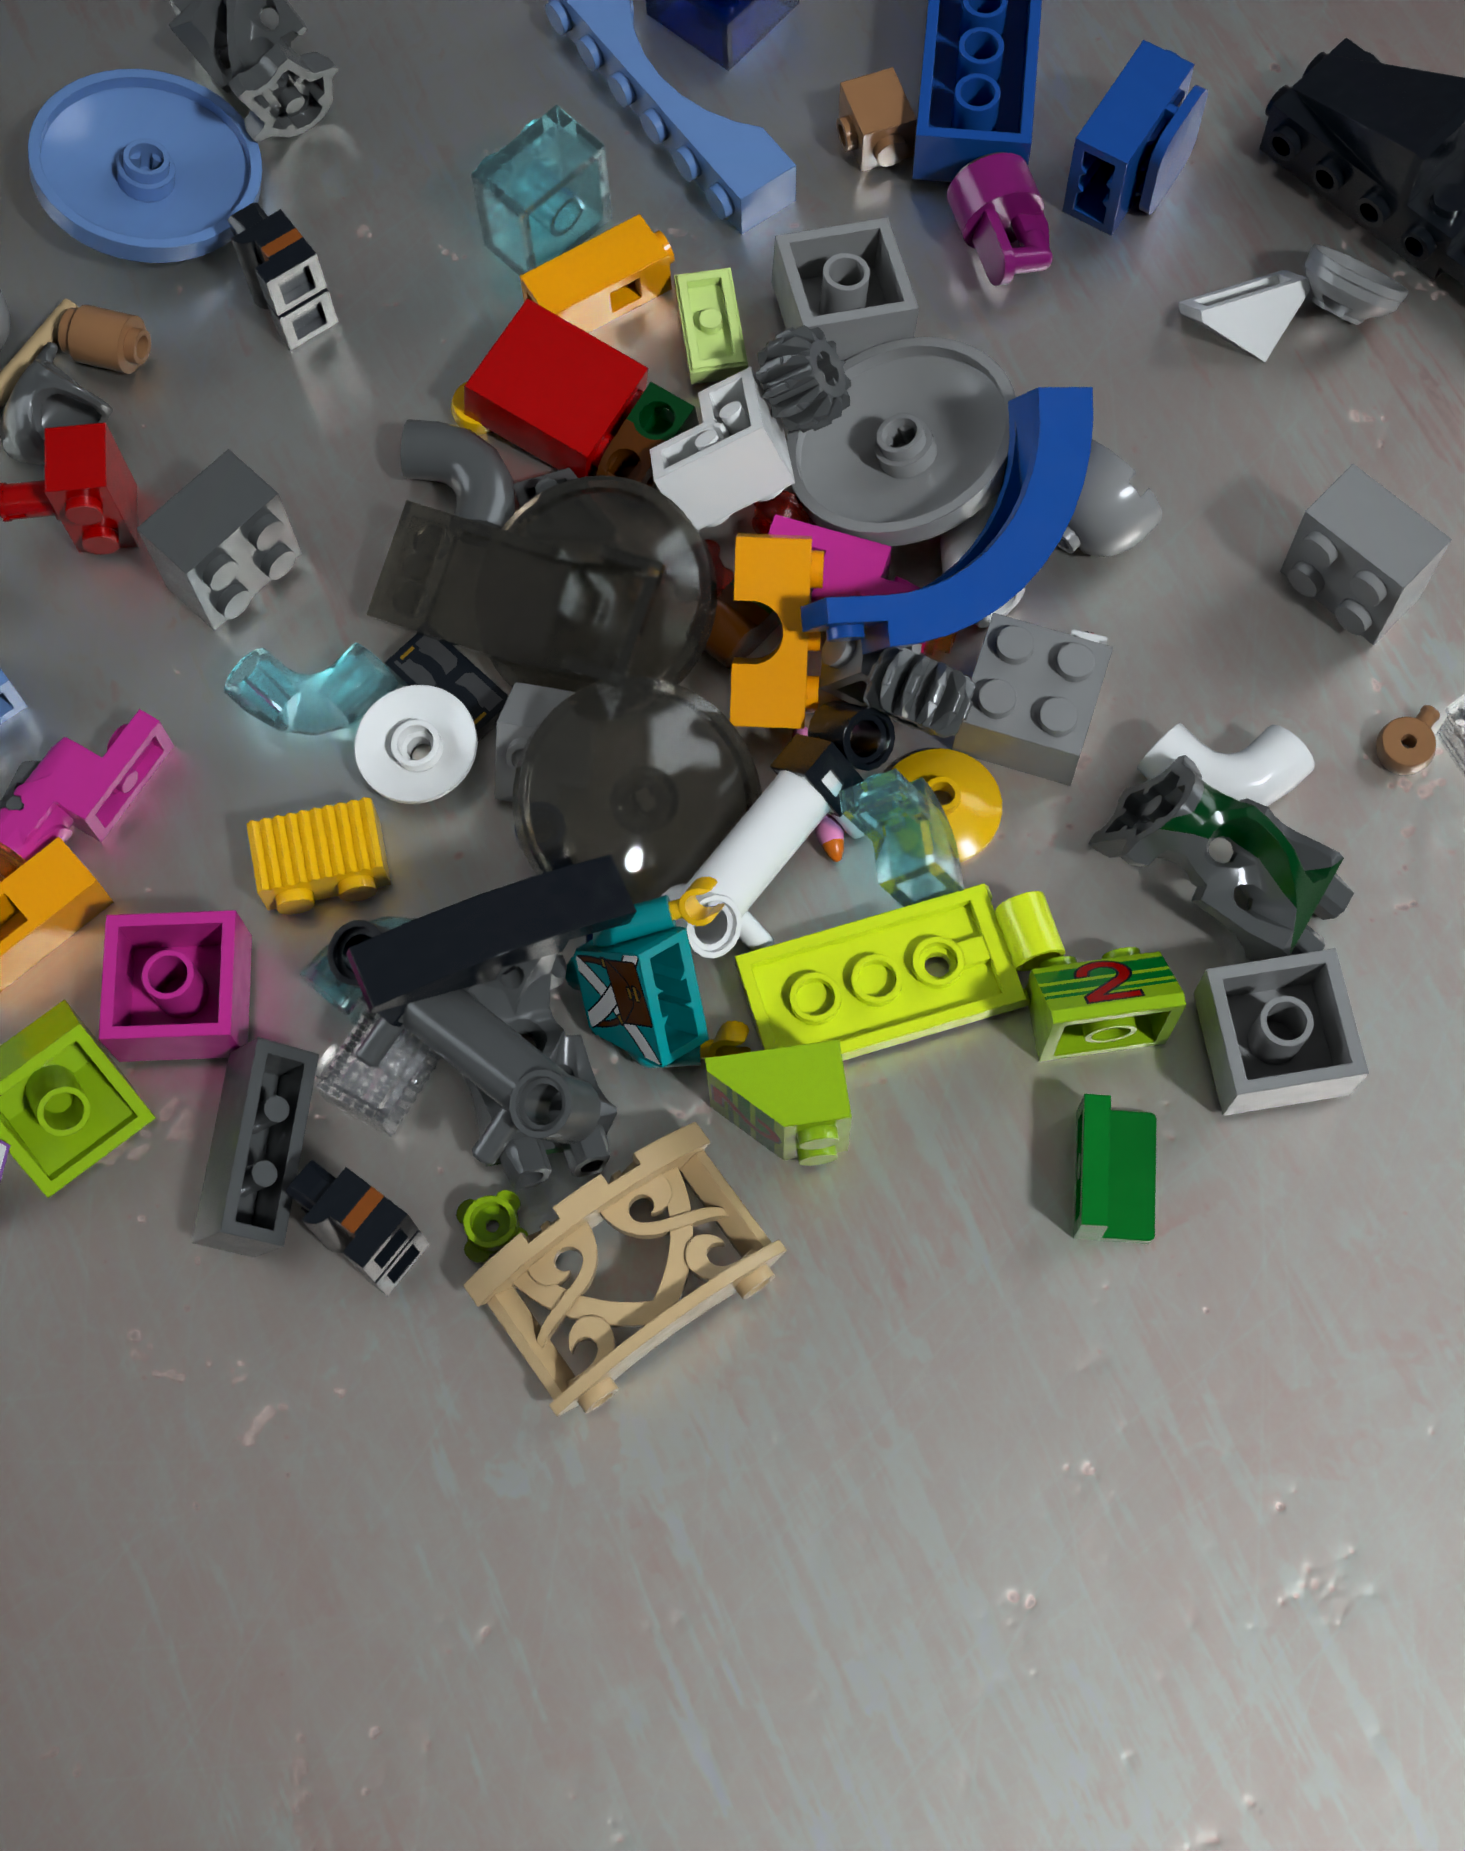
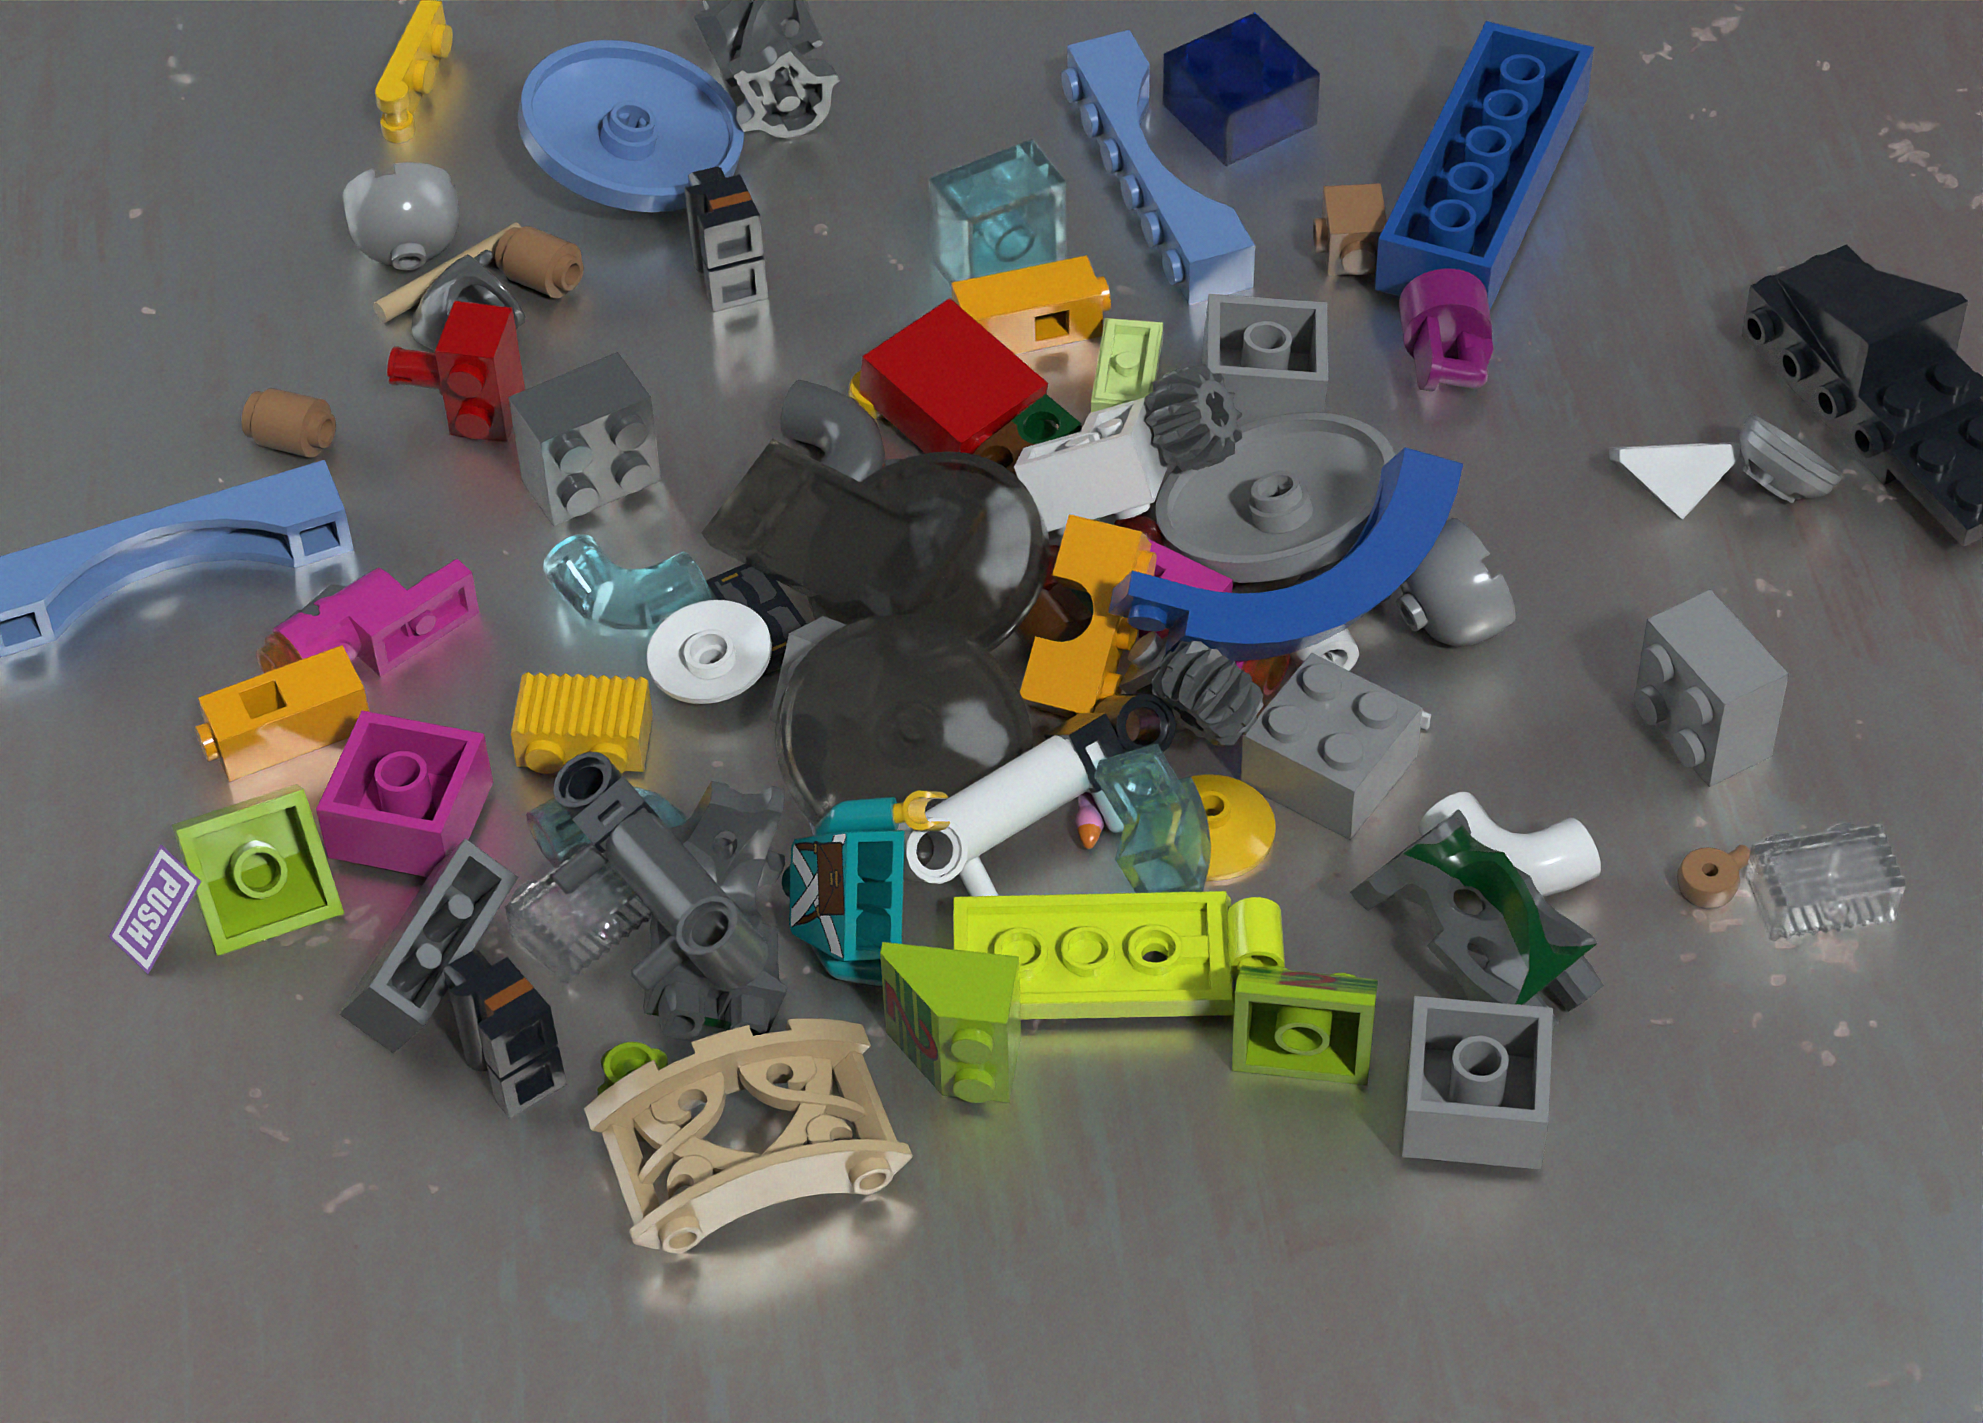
camera: 15 degrees right, 20 degrees down
(489, 932) = (694, 778): black slope -> none
(1114, 1173) = (1268, 1177): green panel -> none
(1135, 139) = (1601, 291): blue brick -> none

